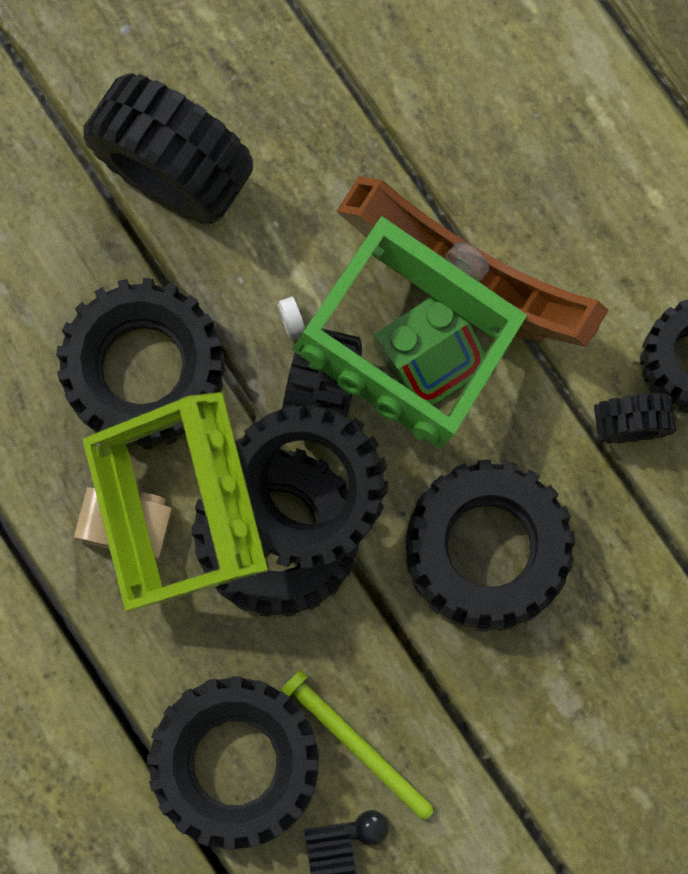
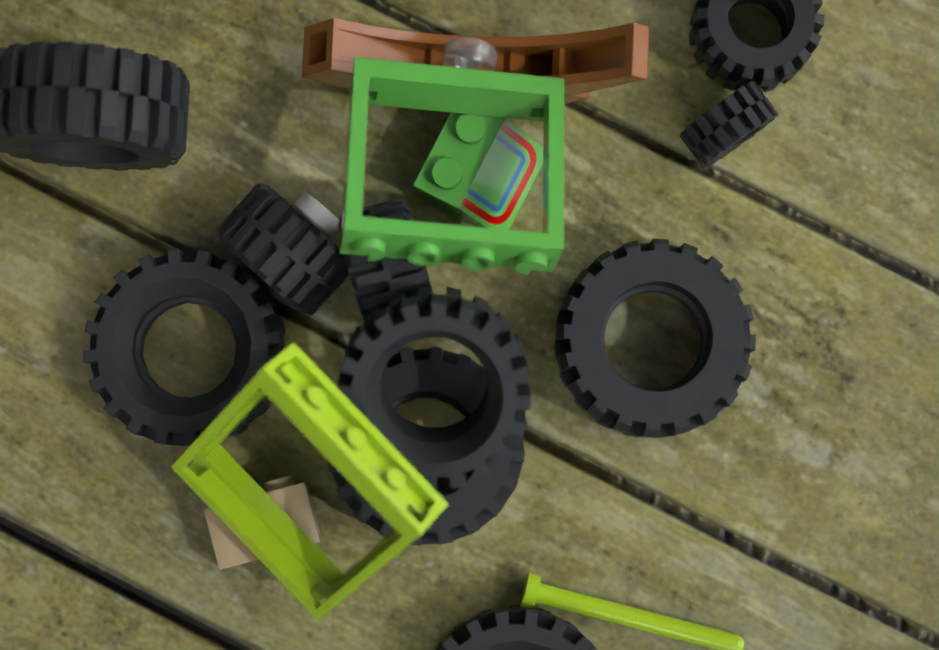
camera: 25 degrees left, 5 degrees up
(253, 328) = (284, 249): none -> black tyre

